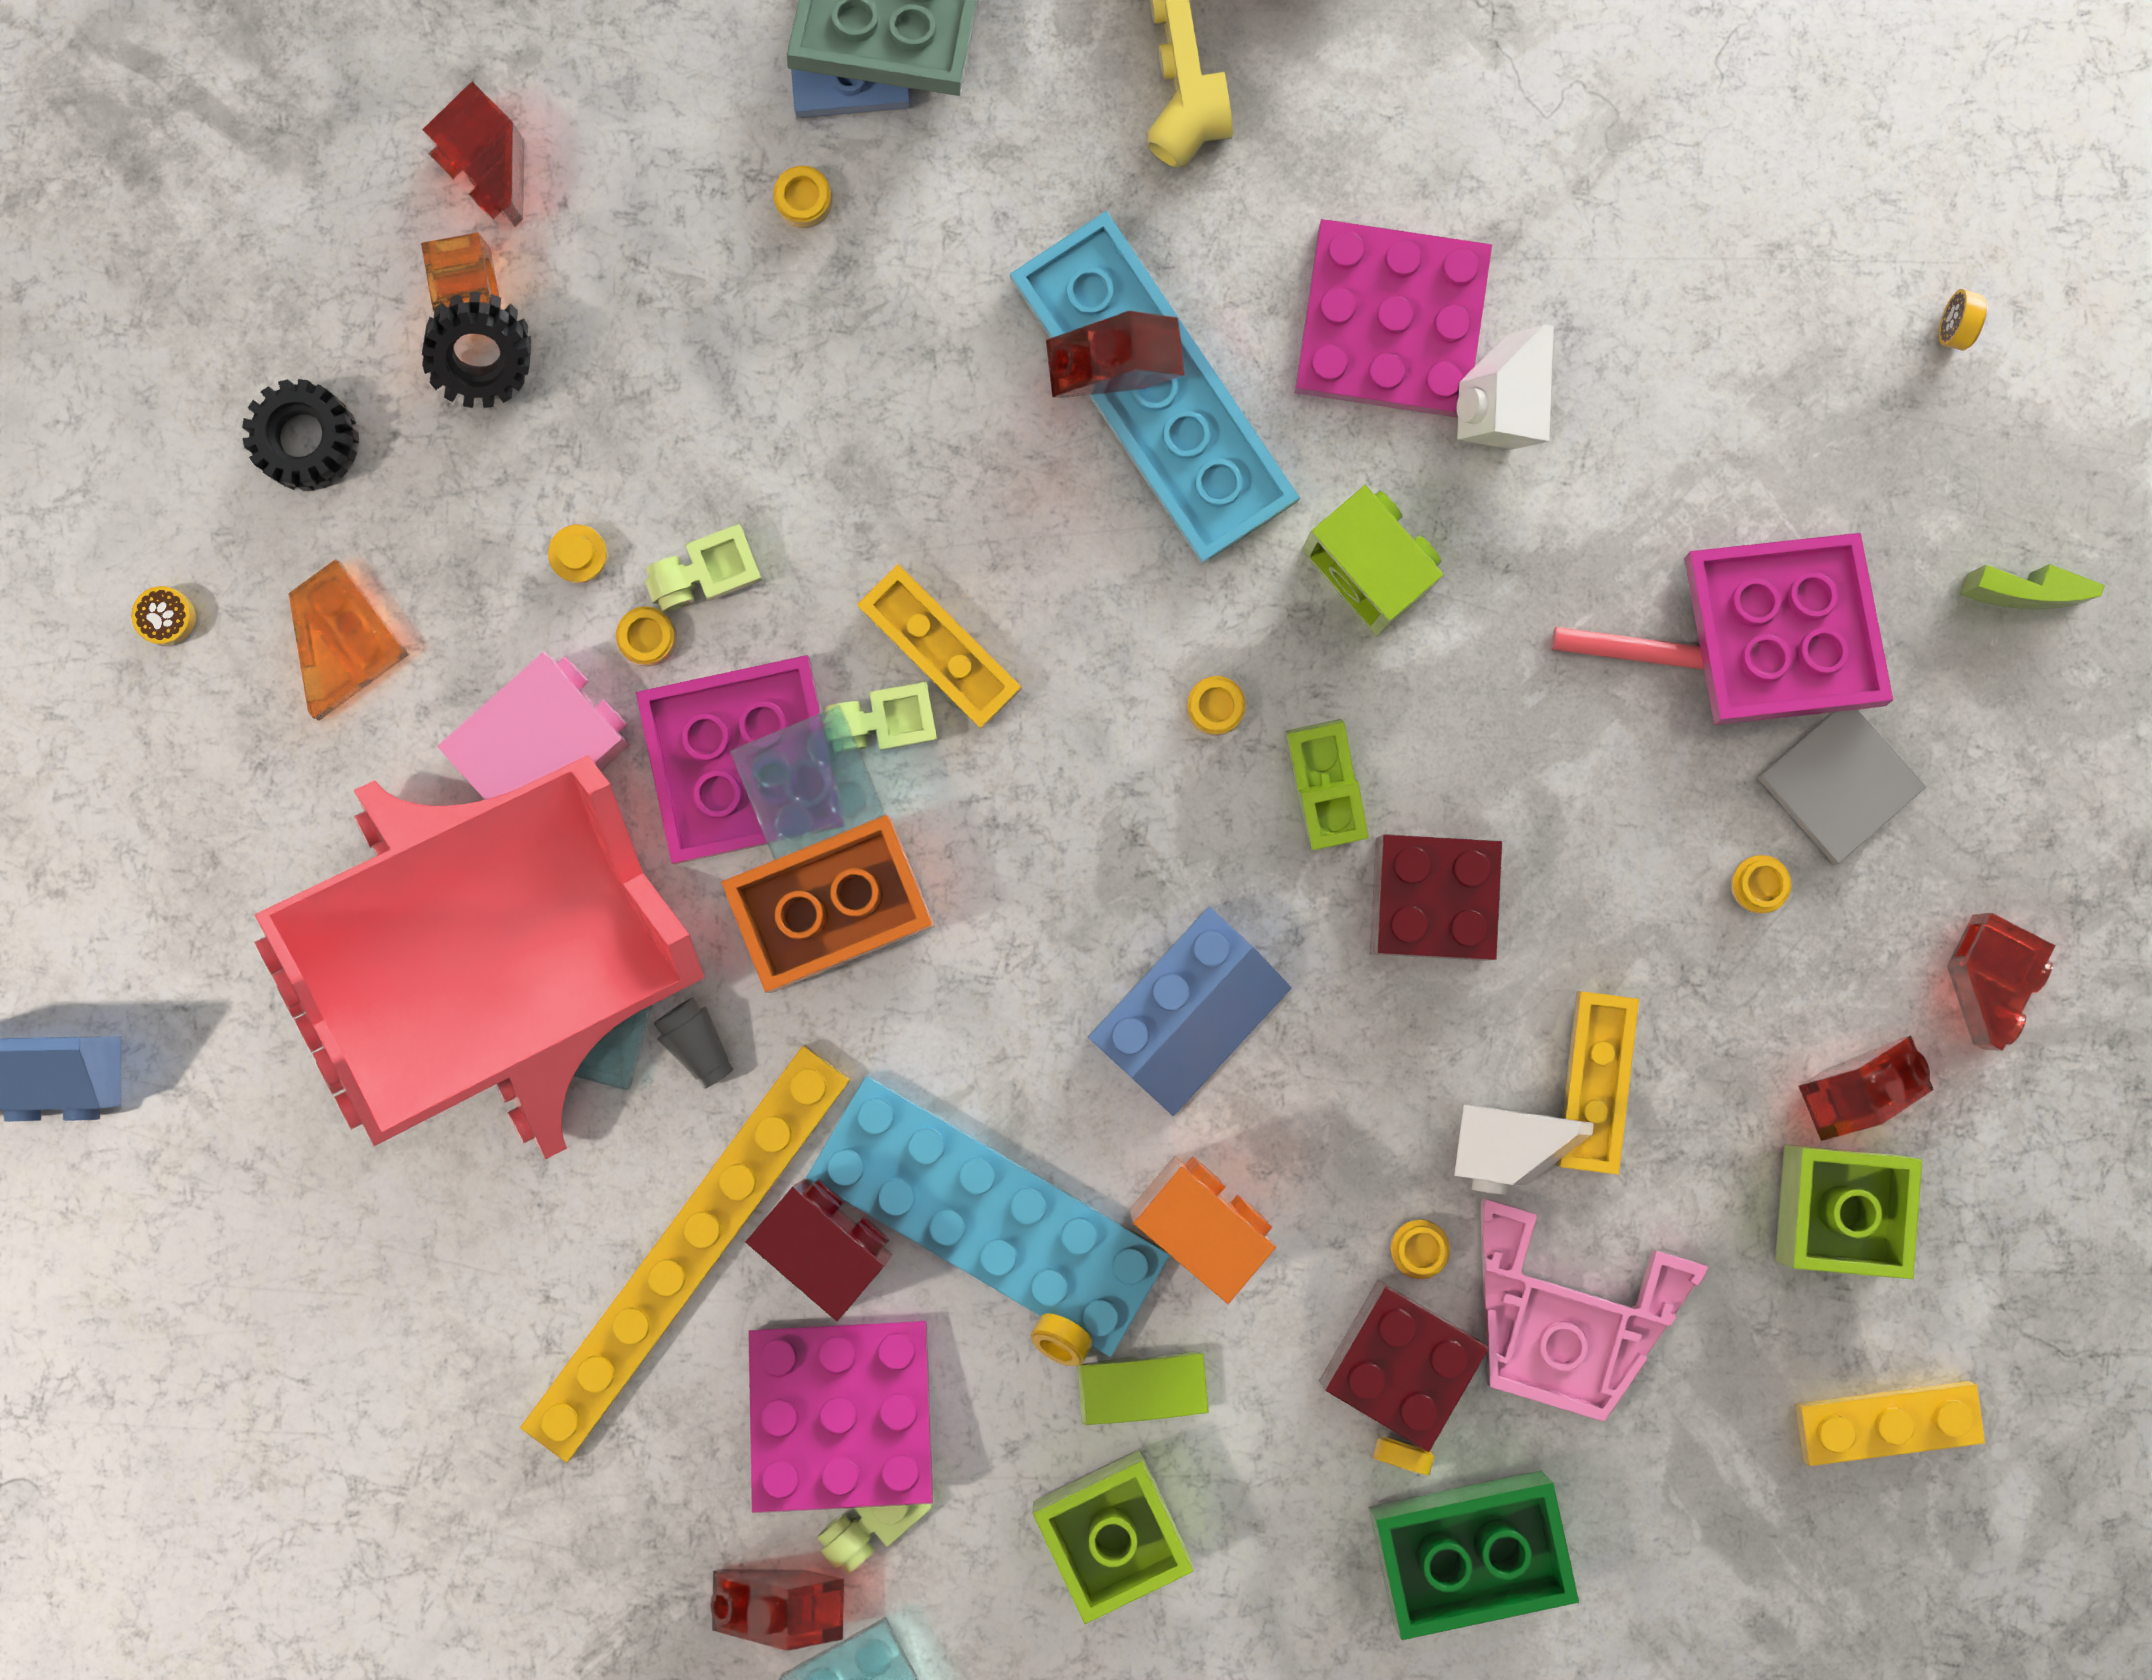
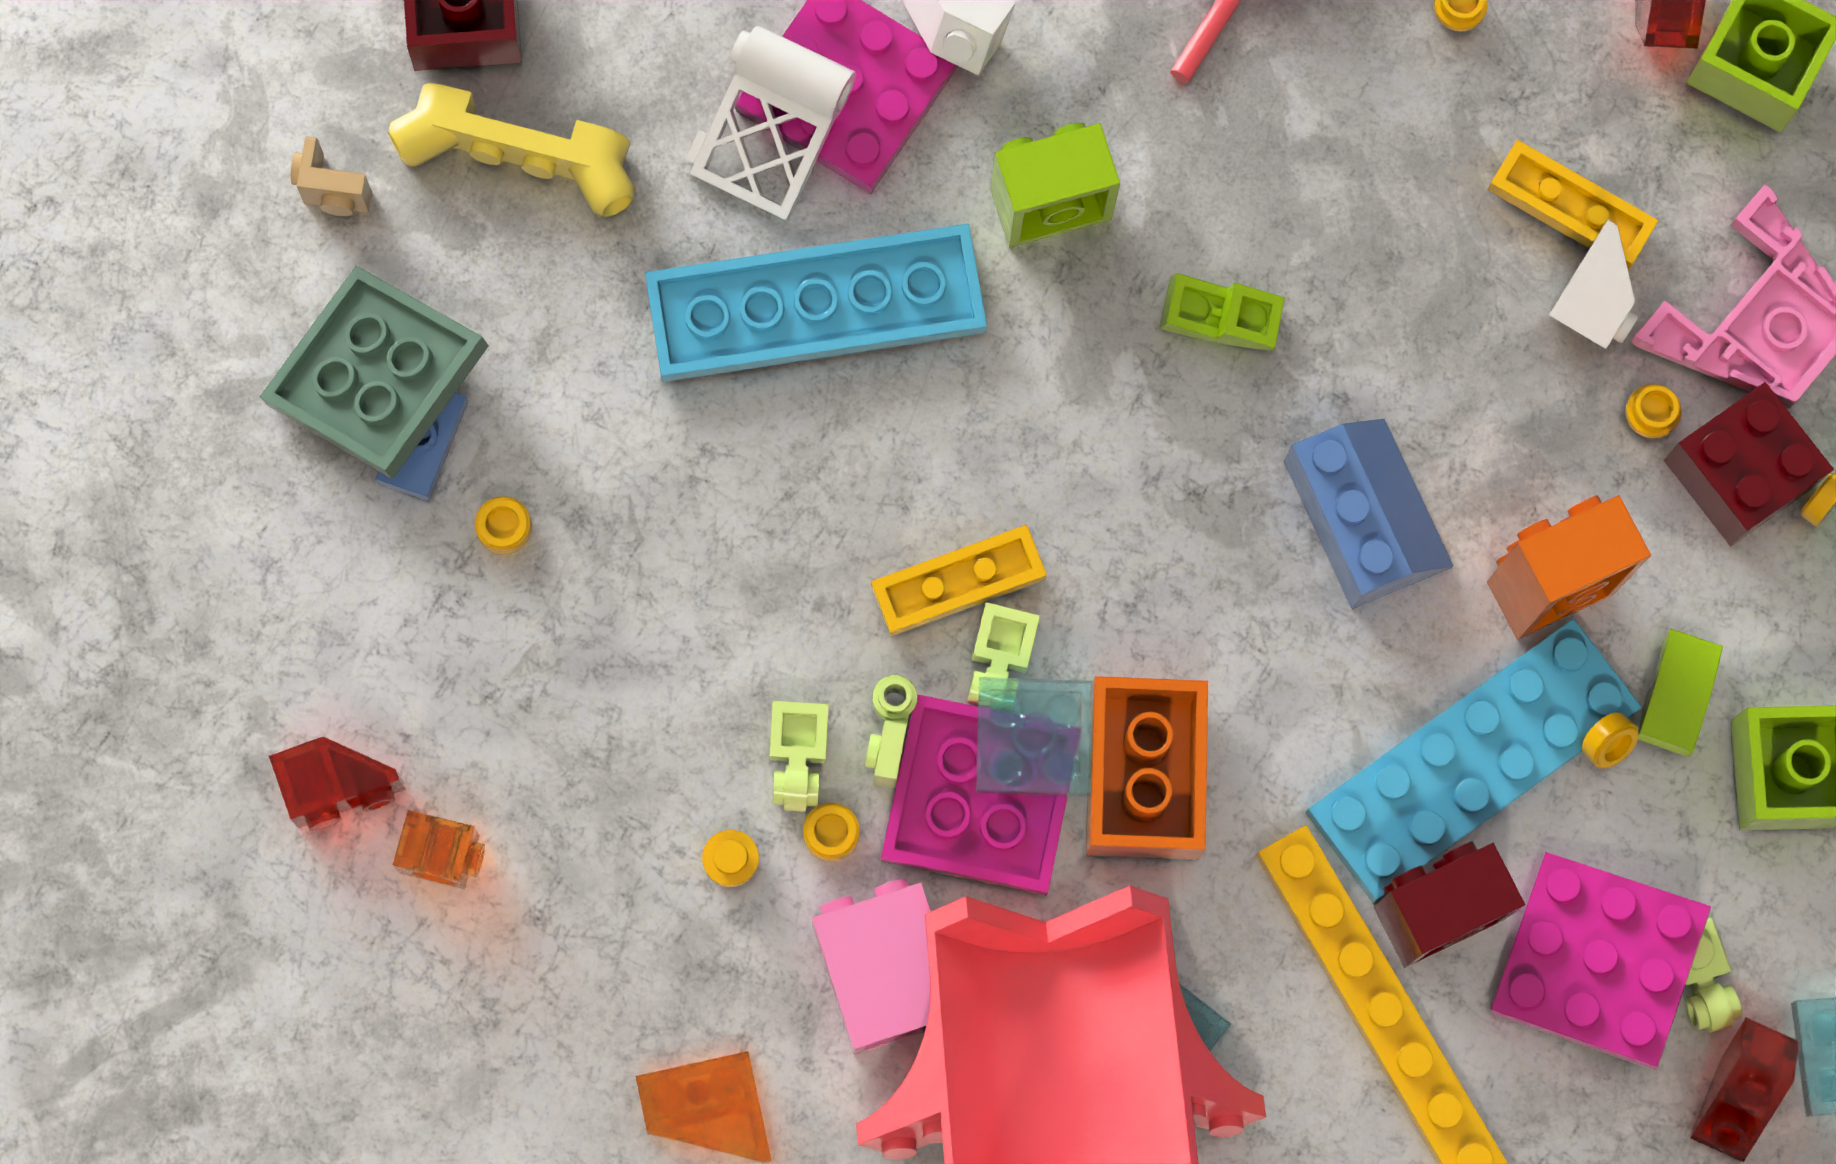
camera: 70 degrees left, 10 degrees down
(272, 415) = (478, 1038): black tyre -> none
(471, 380) = (484, 859): black tyre -> none
(694, 1042) = (1214, 944): dark grey cone -> none
(742, 650) = (886, 751): none -> yellowish green plate
(1115, 355) = (779, 315): clear red slope -> none
(1216, 705) = (1113, 374): yellow tile -> none
(1359, 253) = (791, 80): none -> white piece
(1436, 897) = (1361, 263): dark red brick -> none

